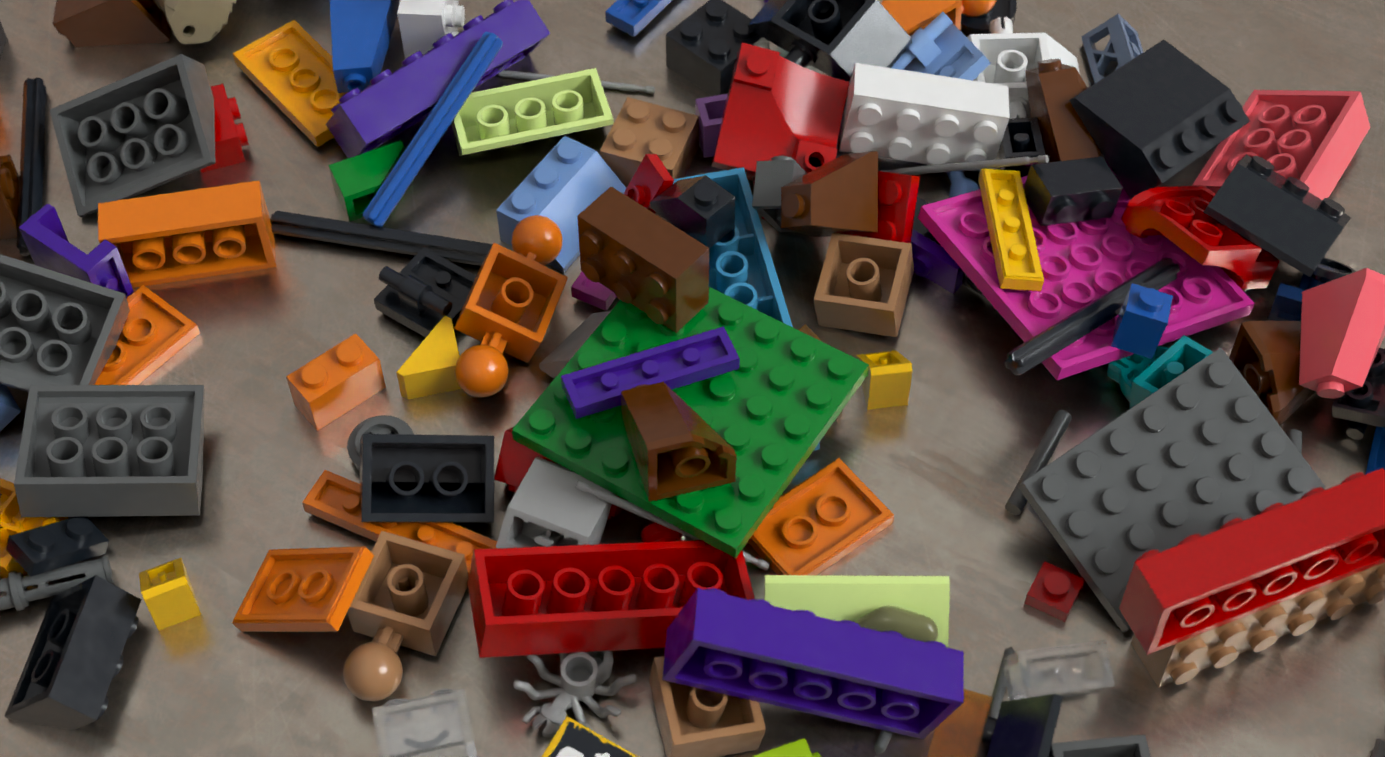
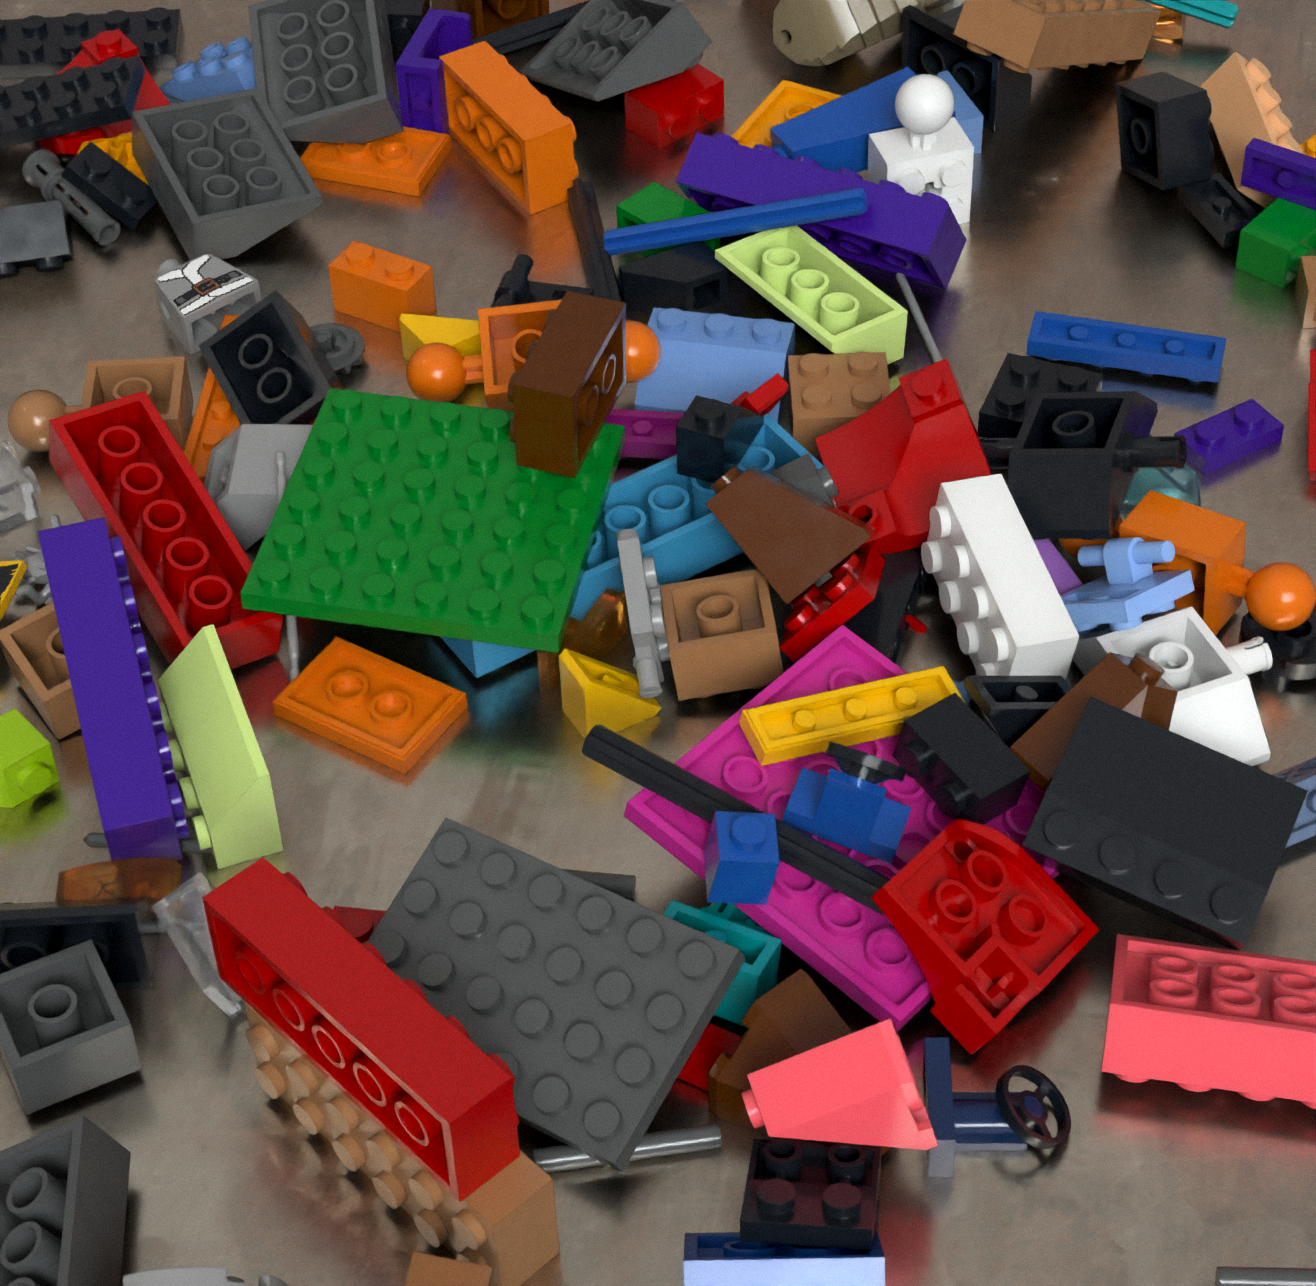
camera: 70 degrees right, 10 degrees down
(168, 594) = (89, 273): yellow slope -> none
(263, 514) = (199, 294): none -> light grey torso
(303, 590) = (111, 340): orange tile -> none
(445, 193) = (676, 278): none -> black slope
(673, 363) = (435, 449): dark purple plate -> none
(673, 443) = (329, 476): reddish brown slope -> none
(840, 316) = (644, 613): none -> light grey plate
(902, 621) = (196, 761): olive arm -> none
(970, 165) = (953, 661): light grey piece -> none
(1105, 252) = (849, 804): none -> blue piece
(1278, 214) = (1041, 988): black slope -> none

